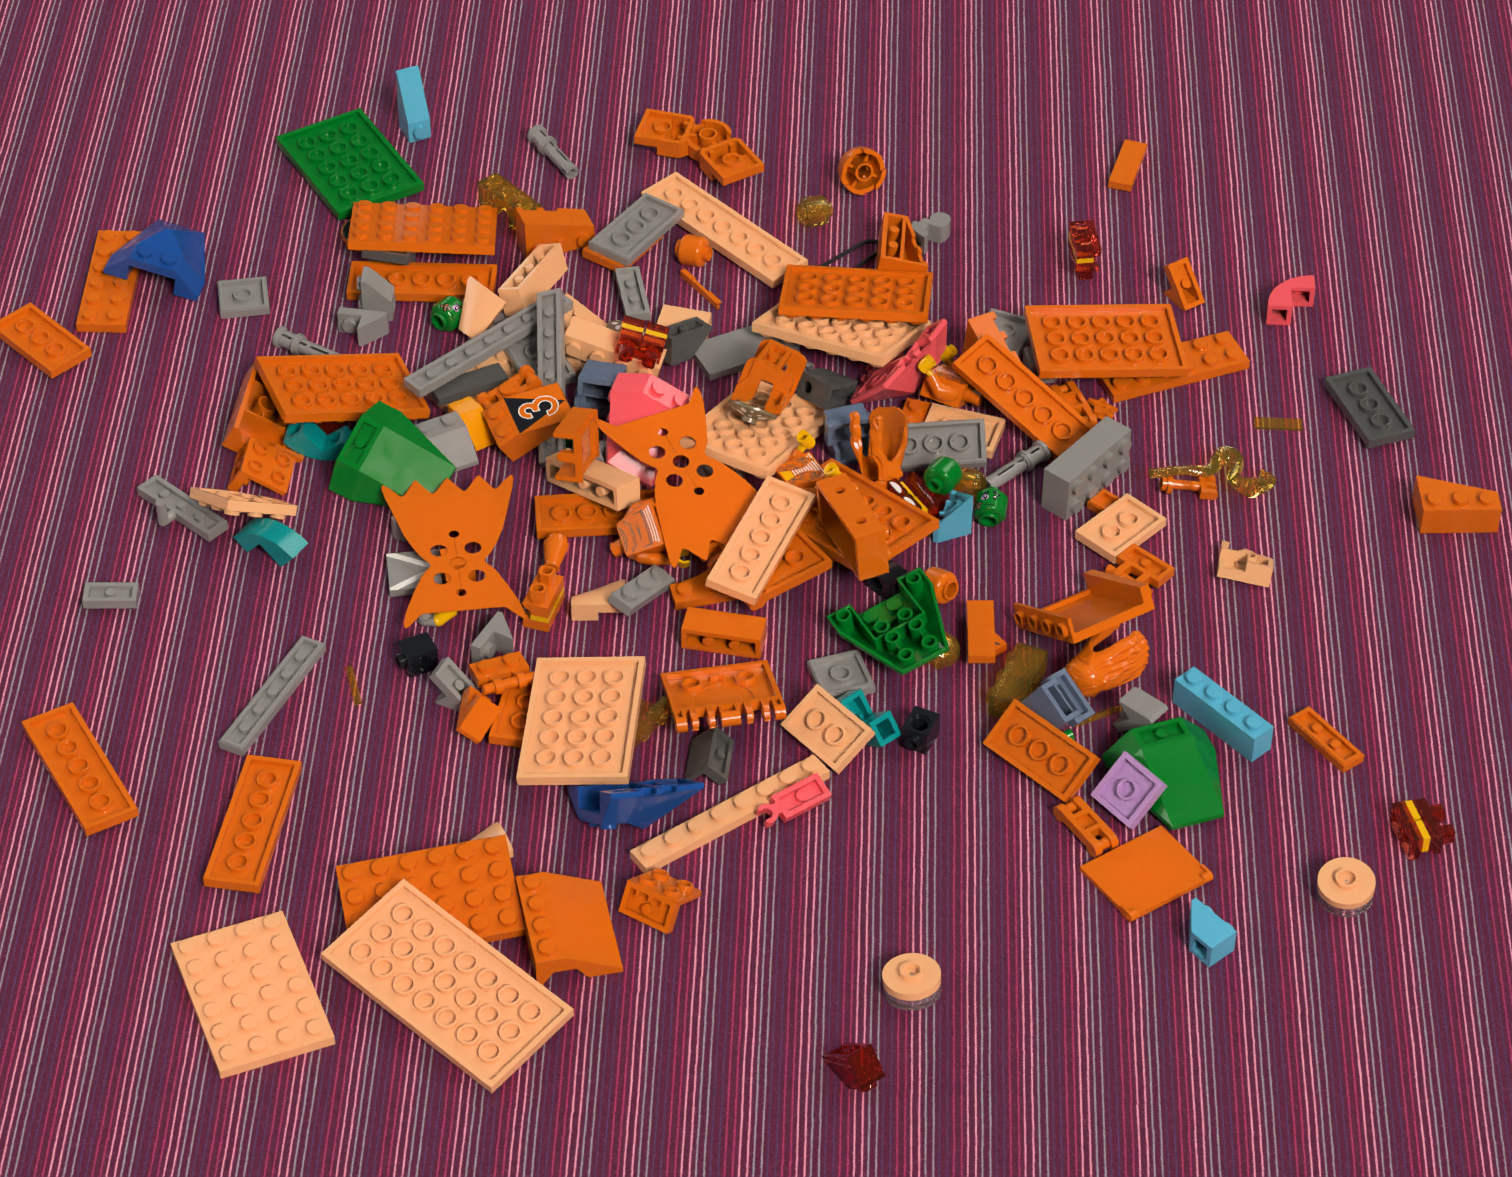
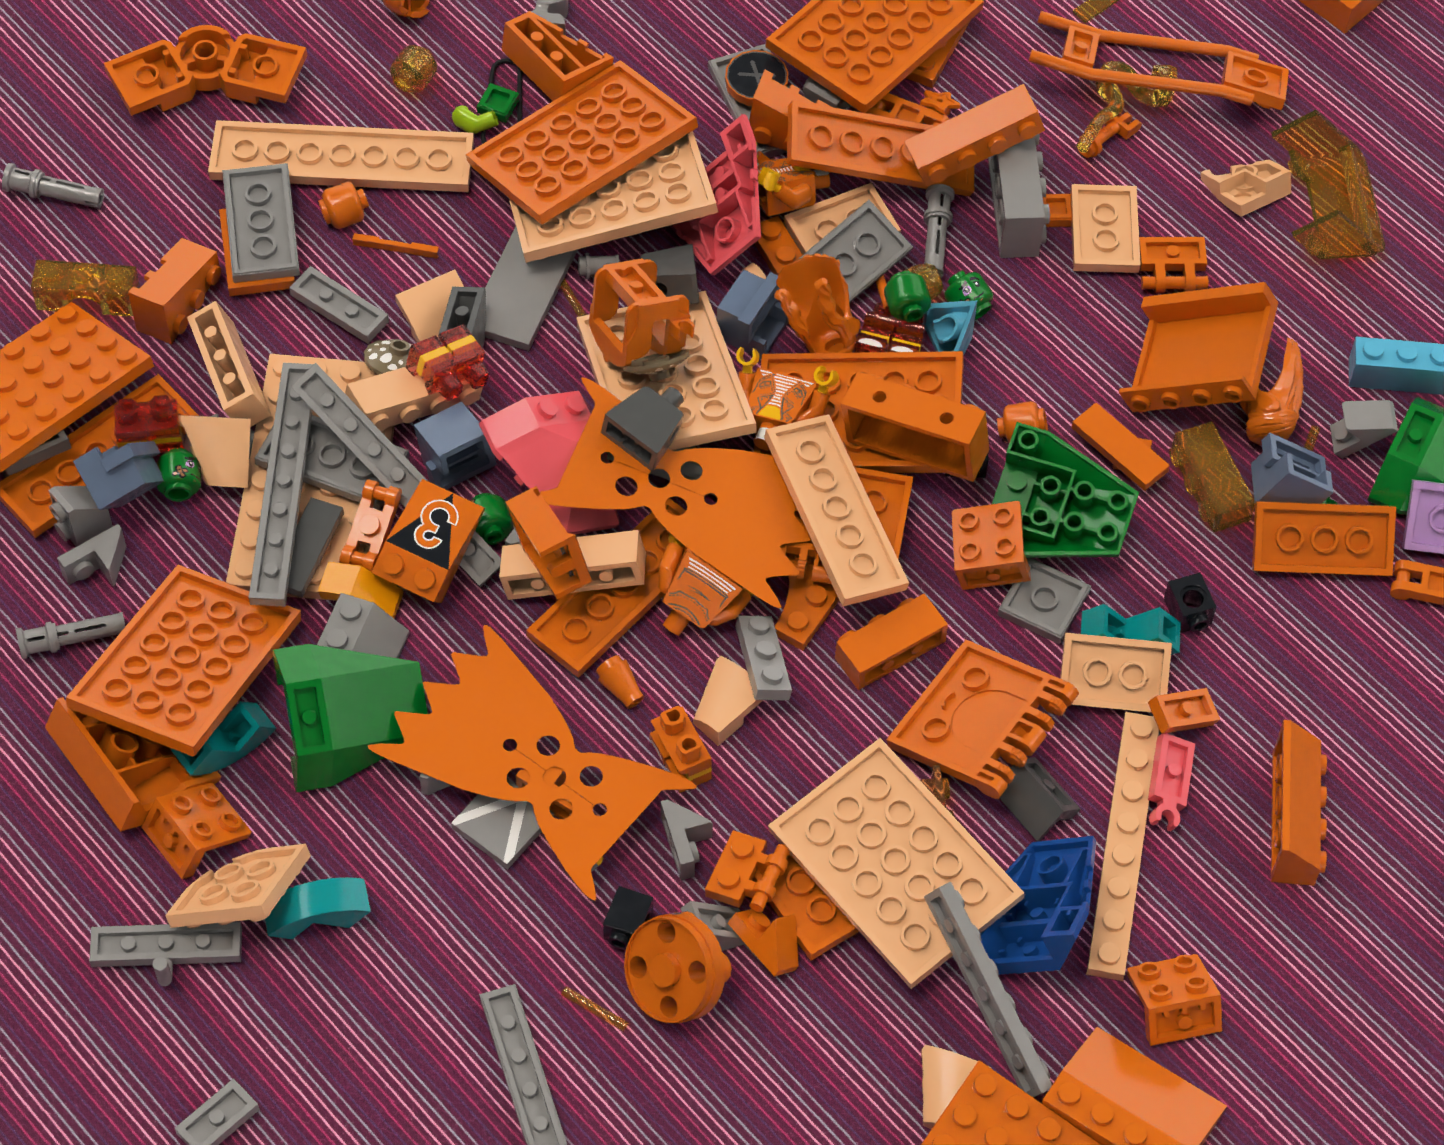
camera: 45 degrees left, 15 degrees up
(405, 683) = (675, 967): none -> orange piece
(412, 286) = (119, 473): none -> sand blue plate
(451, 273) = (152, 418): none -> clear red hips
(555, 796) = (992, 999): none -> light grey plate
(700, 426) = (645, 424): none -> dark grey torso
(816, 257) = (471, 122): none -> lime arm
(826, 620) = (989, 545): none -> orange bracket
(843, 256) = (499, 100): none -> green tile
(843, 772) = (1183, 710): none -> orange plate
(845, 856) = (1297, 807): none -> orange slope
(1014, 327) = (746, 72): none -> black tile
(1077, 416) = (975, 135): none -> orange brick
(1306, 595) = (1338, 189): none -> clear yellow windscreen
(1313, 509) = (1243, 77): none -> orange plate

